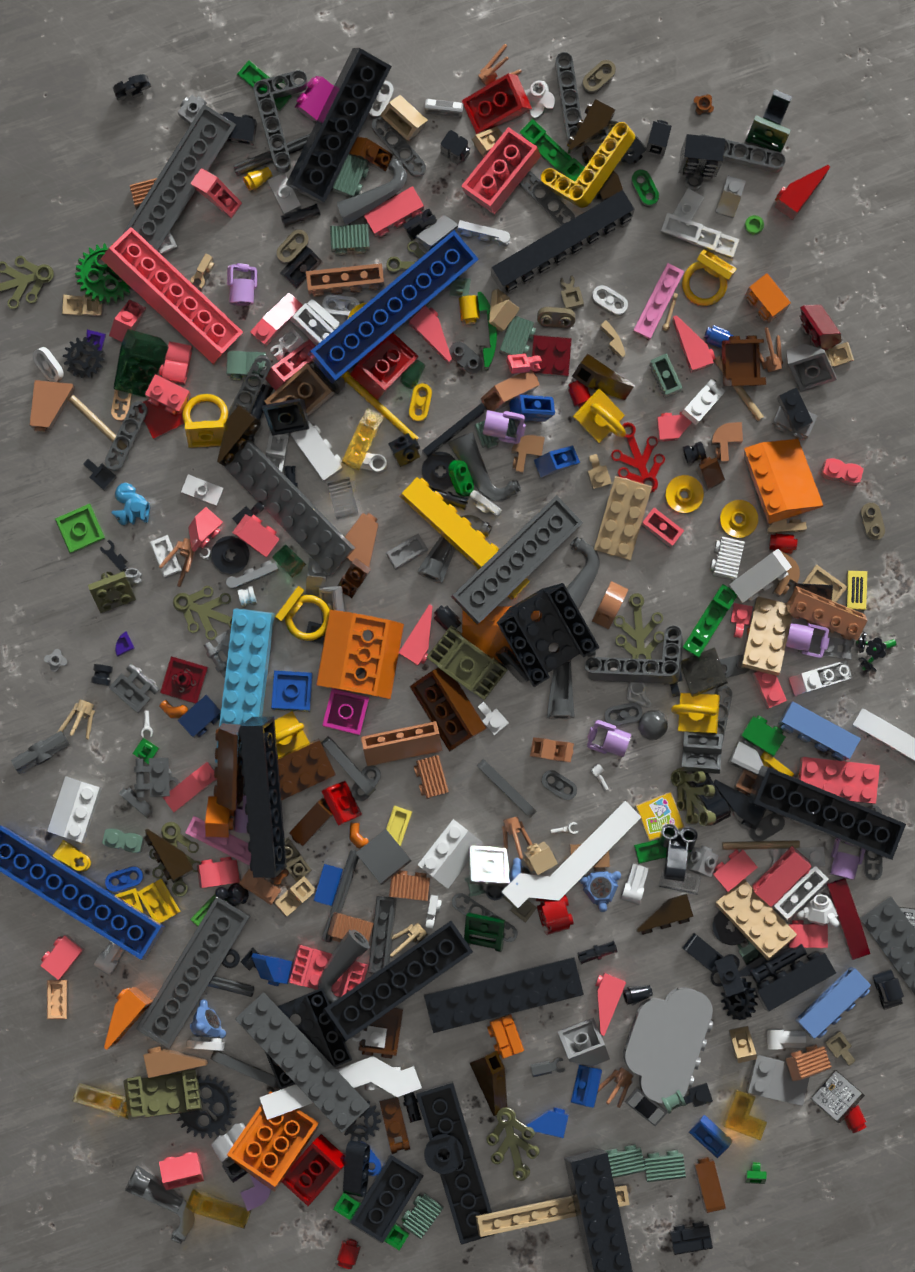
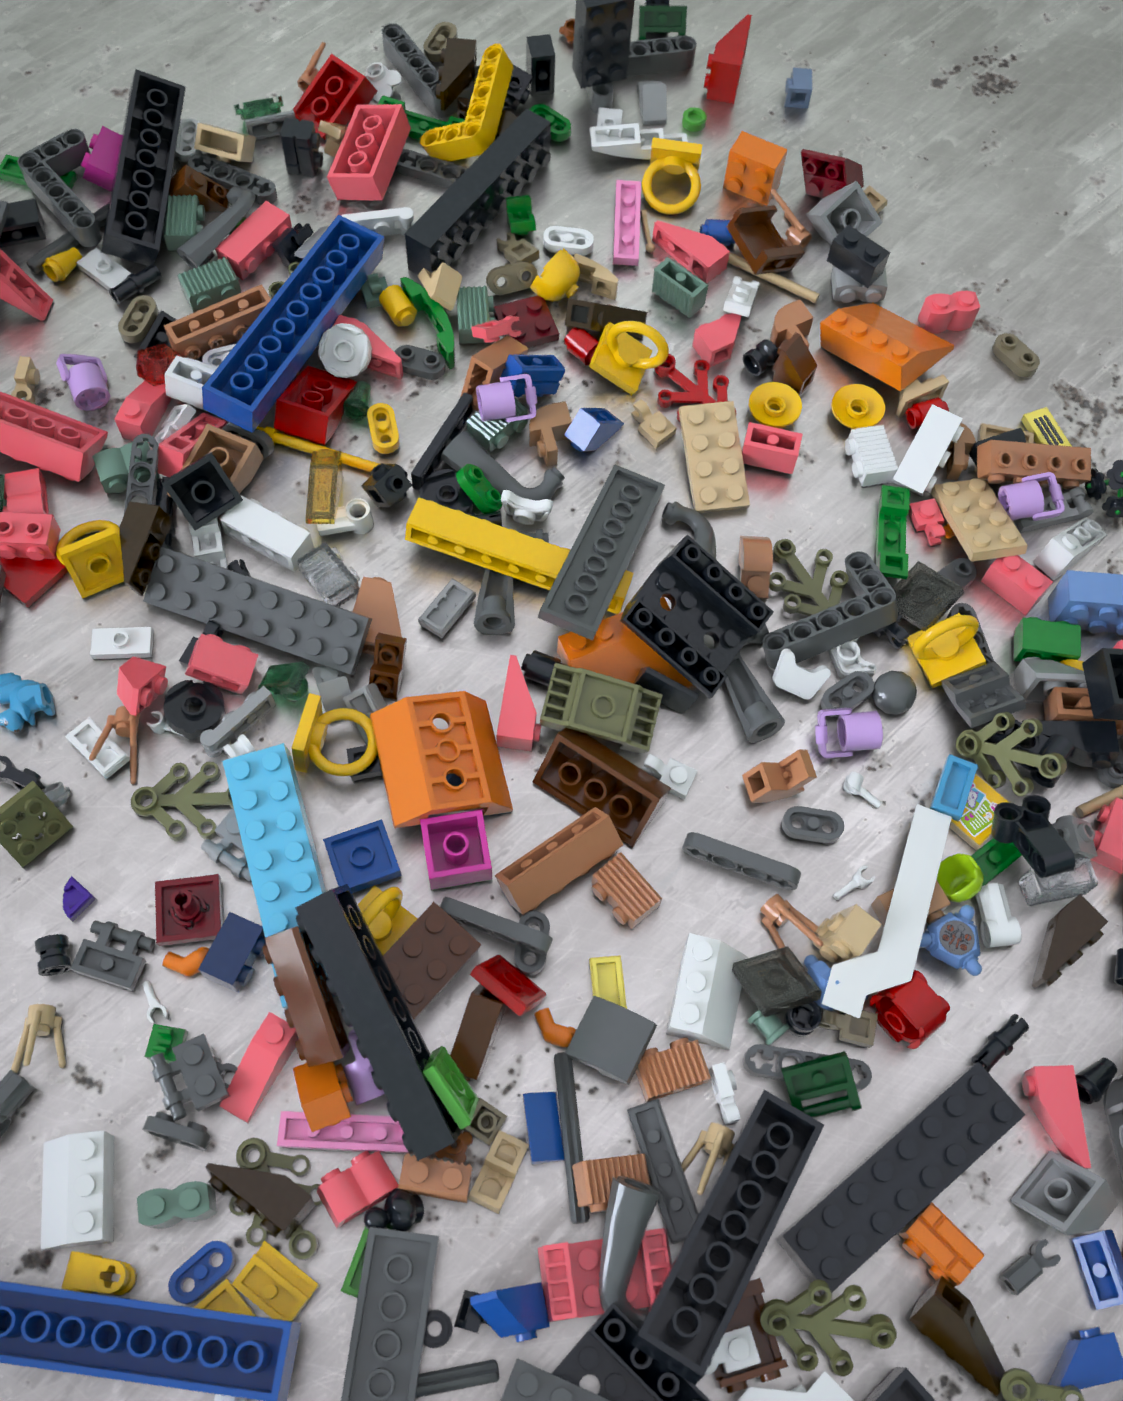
camera: 25 degrees left, 20 degrees down
(286, 846) = (451, 1087): none -> bright green tile
(294, 289) = (154, 362): none -> clear red brick
(417, 337) = (345, 350): none -> white tile
(425, 1045) = (823, 1323): none -> olive plant
(440, 93) = (266, 105): none -> clear green plate
(585, 266) = (520, 215): none -> green bracket
(585, 333) = (558, 277): none -> yellow cylinder
(596, 691) = (798, 679): none -> white piece
(624, 854) = (960, 877): none -> lime hair
(653, 800) = (954, 787): none -> dark azure tile
(844, 230) = (798, 88): none -> sand blue brick

